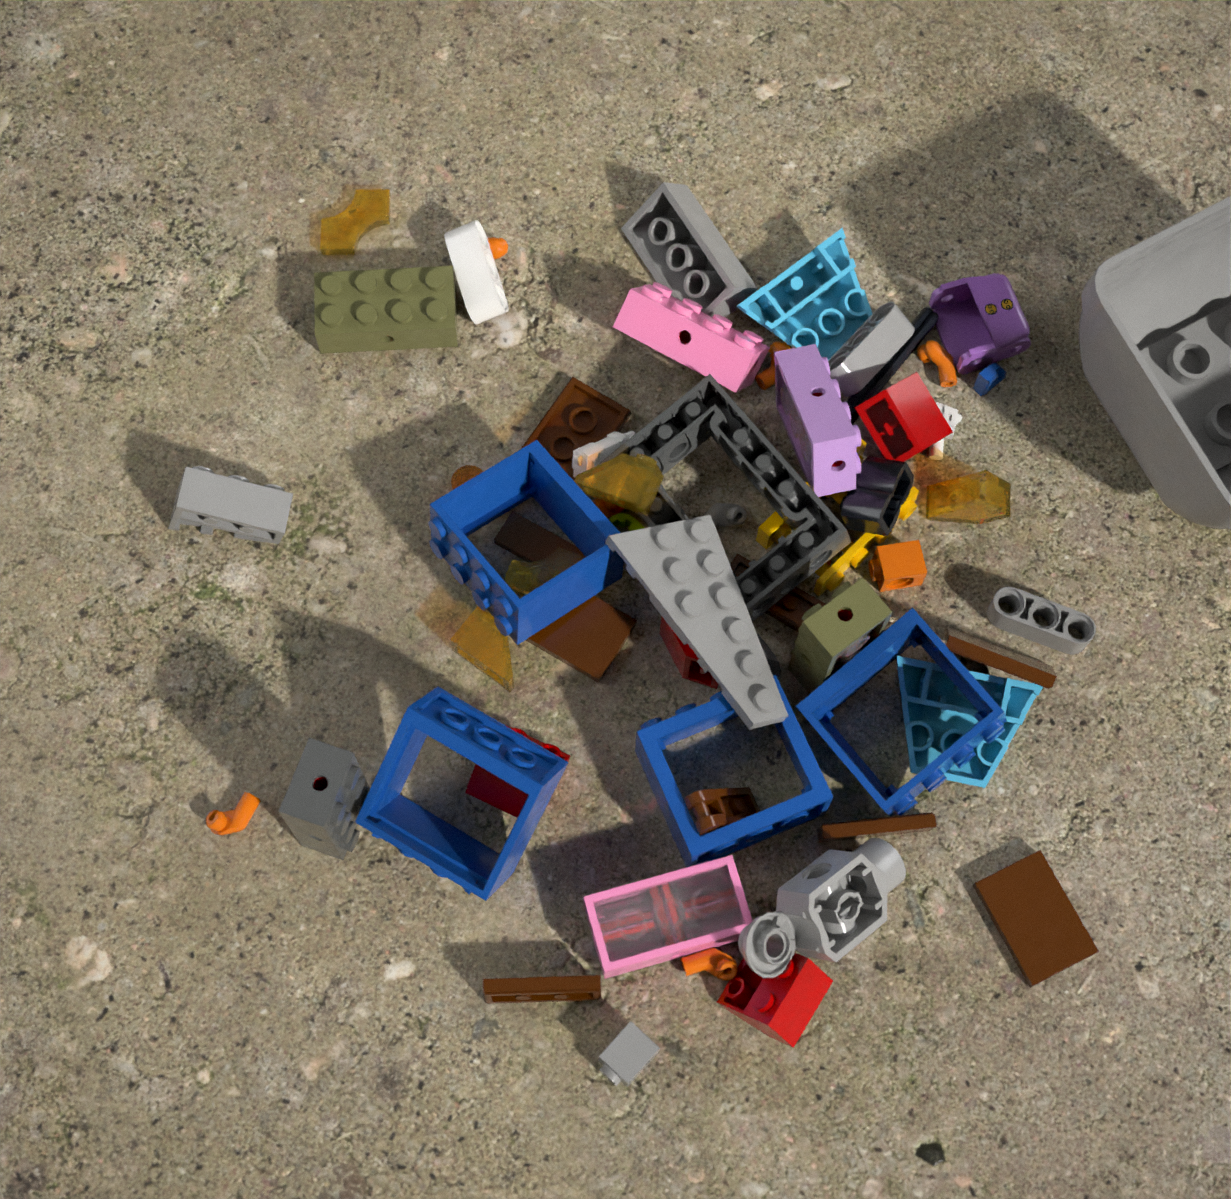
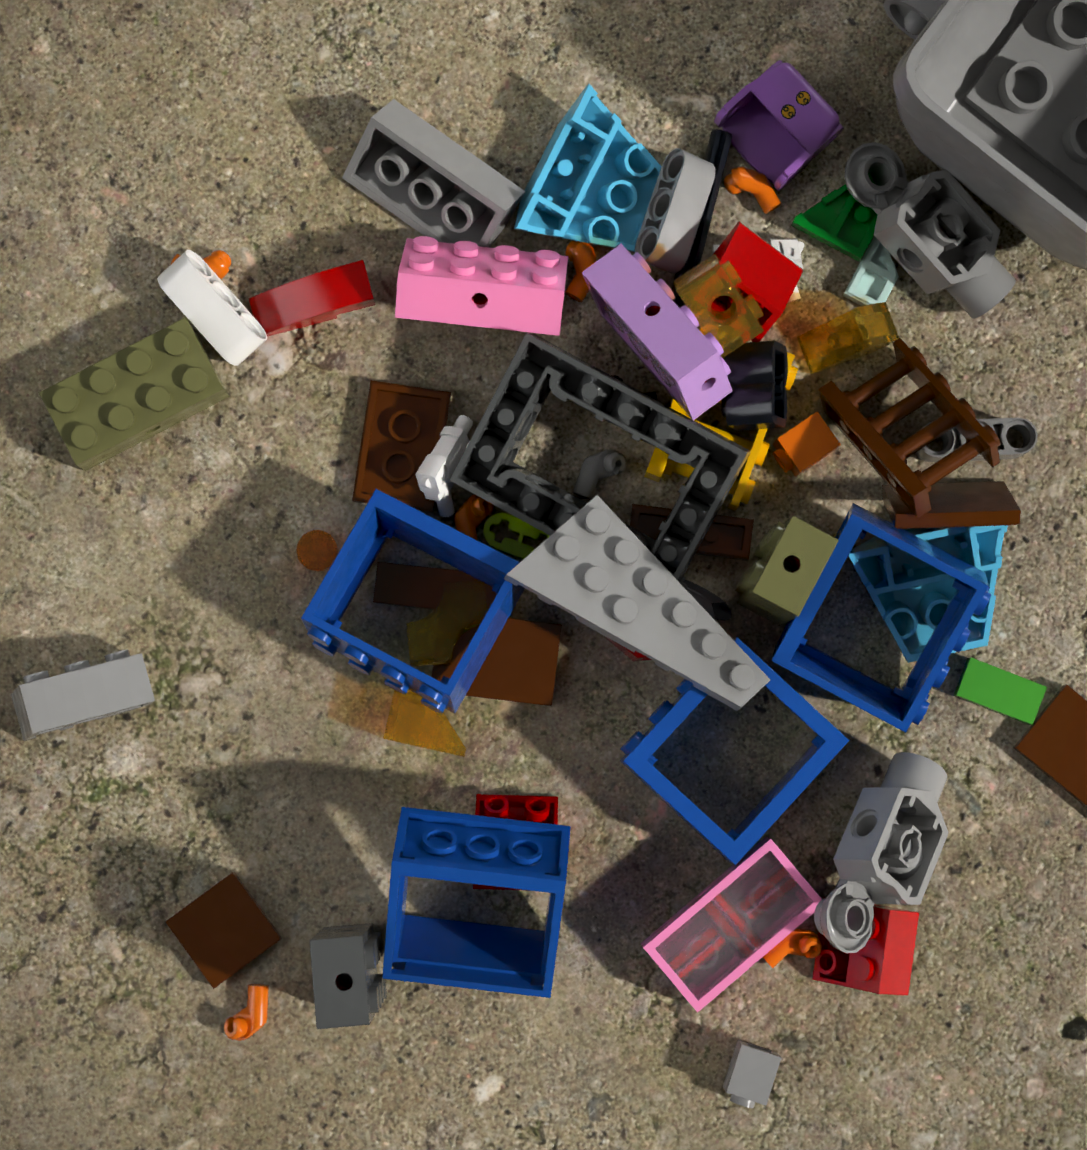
camera: 30 degrees left, 15 degrees up
(247, 740) = (223, 930): none -> reddish brown tile
(344, 231) = (40, 316): clear yellow tile -> none
(542, 989) = (639, 1048): reddish brown tile -> none
(558, 299) = (313, 298): none -> red slope
(624, 482) = (490, 494): clear yellow slope -> none
(720, 807) = (742, 793): reddish brown plate -> none
(875, 394) = (706, 283): none -> clear yellow brick
(876, 827) = (894, 738): reddish brown tile -> none
(963, 595) = (891, 459): none -> reddish brown fence
(980, 832) = (1000, 691): none -> bright green tile
(989, 378) = (815, 184): blue tile -> none
(1008, 412) = (840, 222): none -> green wing
(1012, 462) = (873, 276): none -> light aqua tile
(1070, 440) = (931, 228): none -> light grey brick

